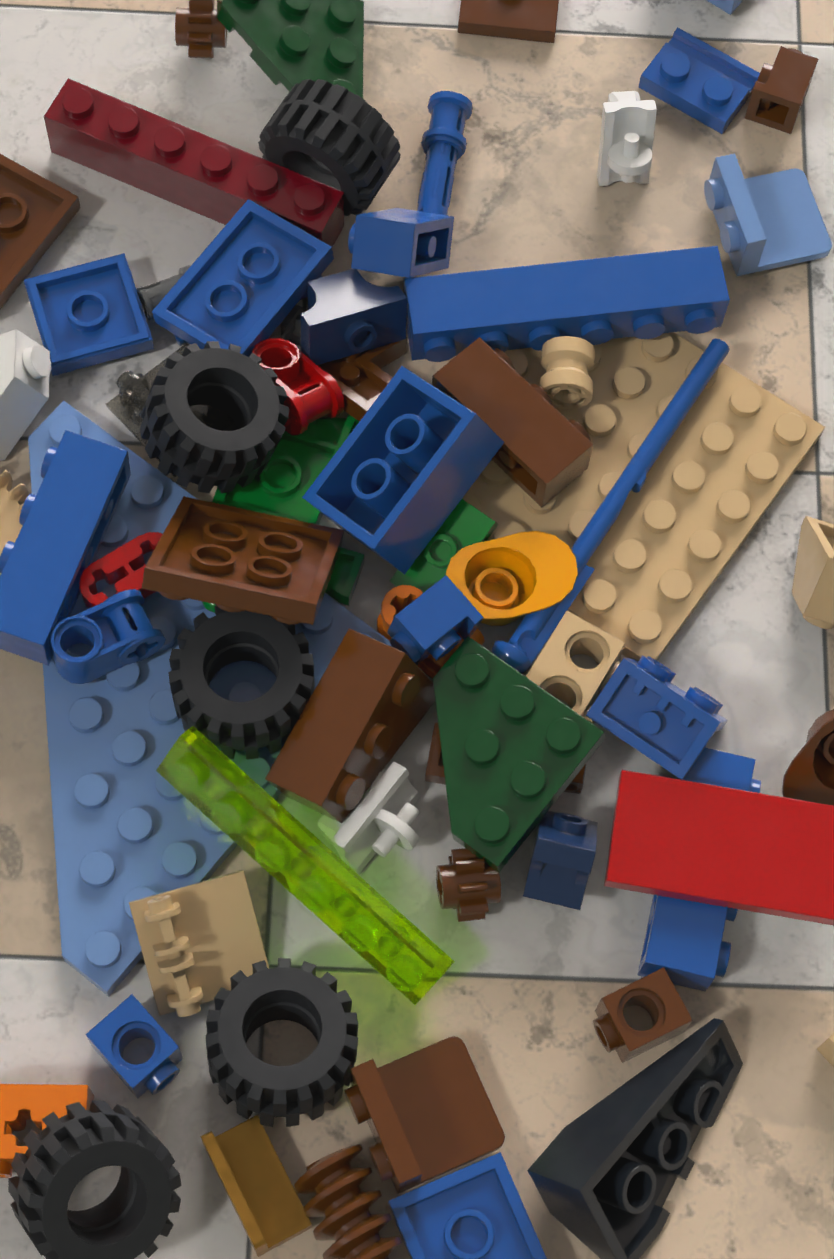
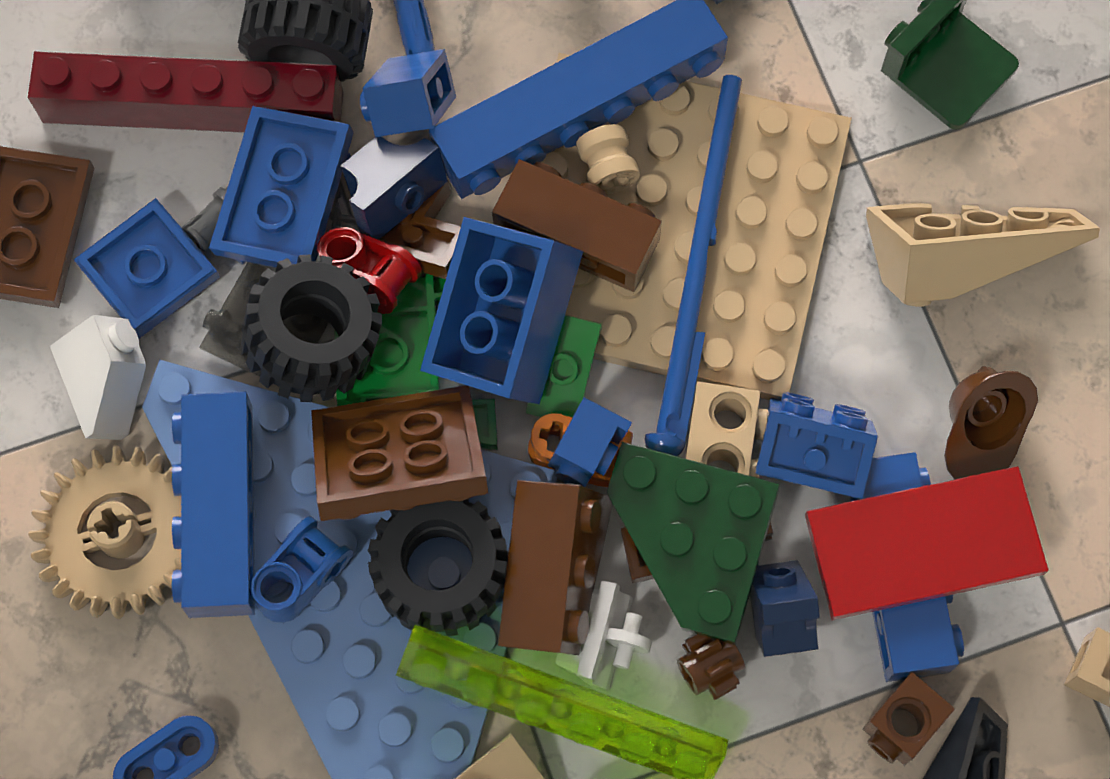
camera: 15 degrees left, 5 degrees up
(120, 567) = (280, 496): red beam -> none
(514, 575) = (637, 367): light orange piece -> none

